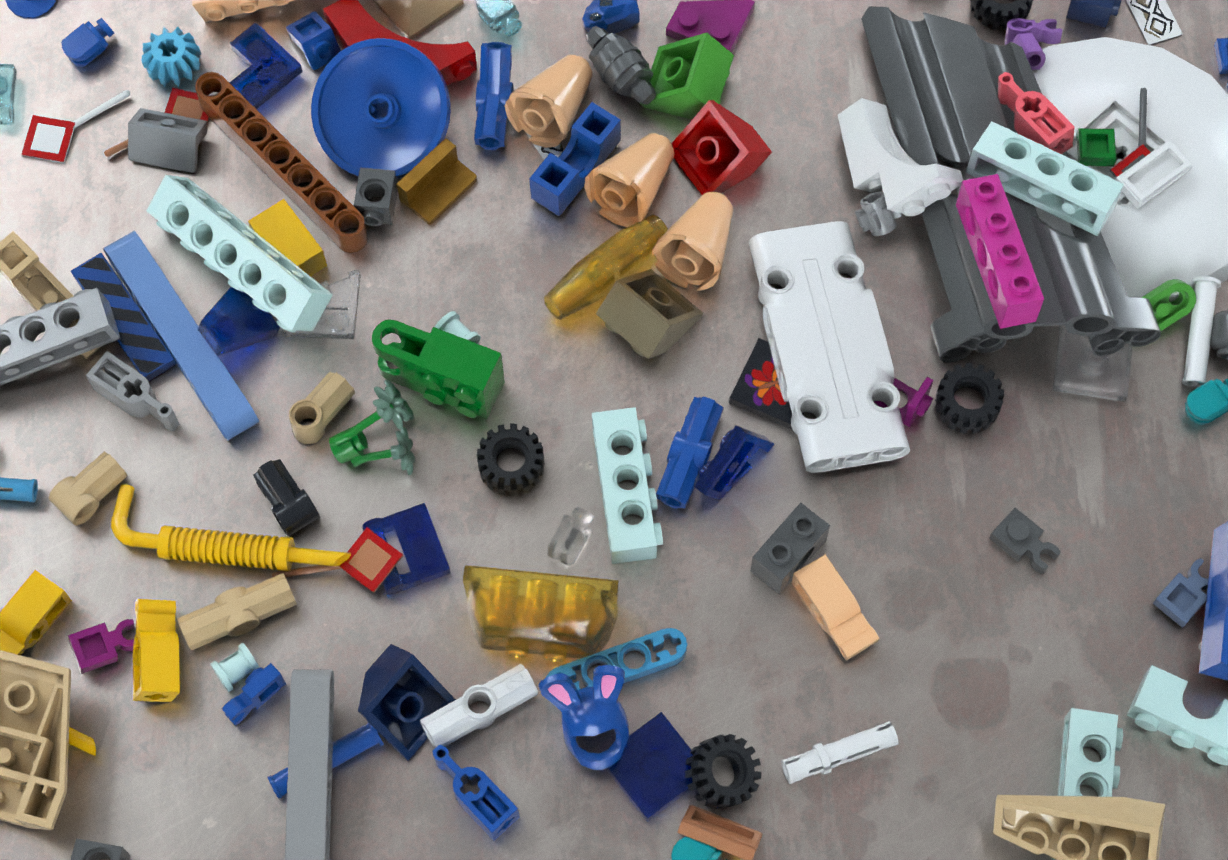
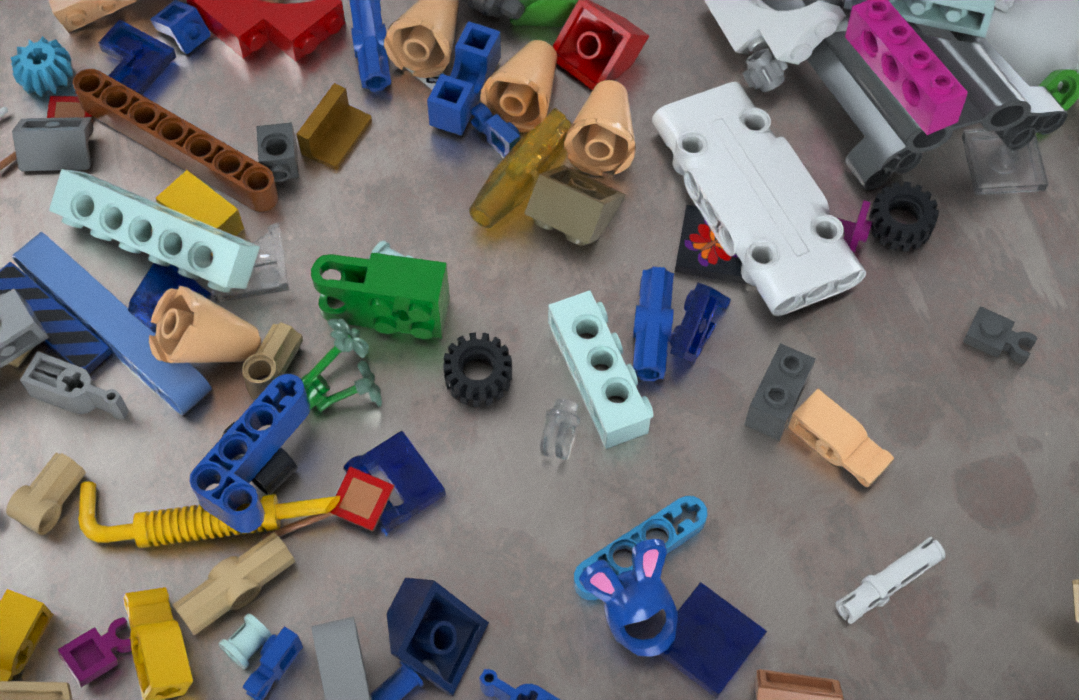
camera: 15 degrees left, 5 degrees down
(258, 366) = (199, 330): none -> light nougat cone
(326, 458) = (283, 407): none -> blue beam
(380, 107) = (261, 67): blue dish -> none
(500, 694) = (496, 638): white piece -> none
(540, 612) = (550, 509): clear yellow windscreen -> none
(597, 226) = (499, 134): none -> blue plate
(742, 765) = (767, 637): black tyre -> none

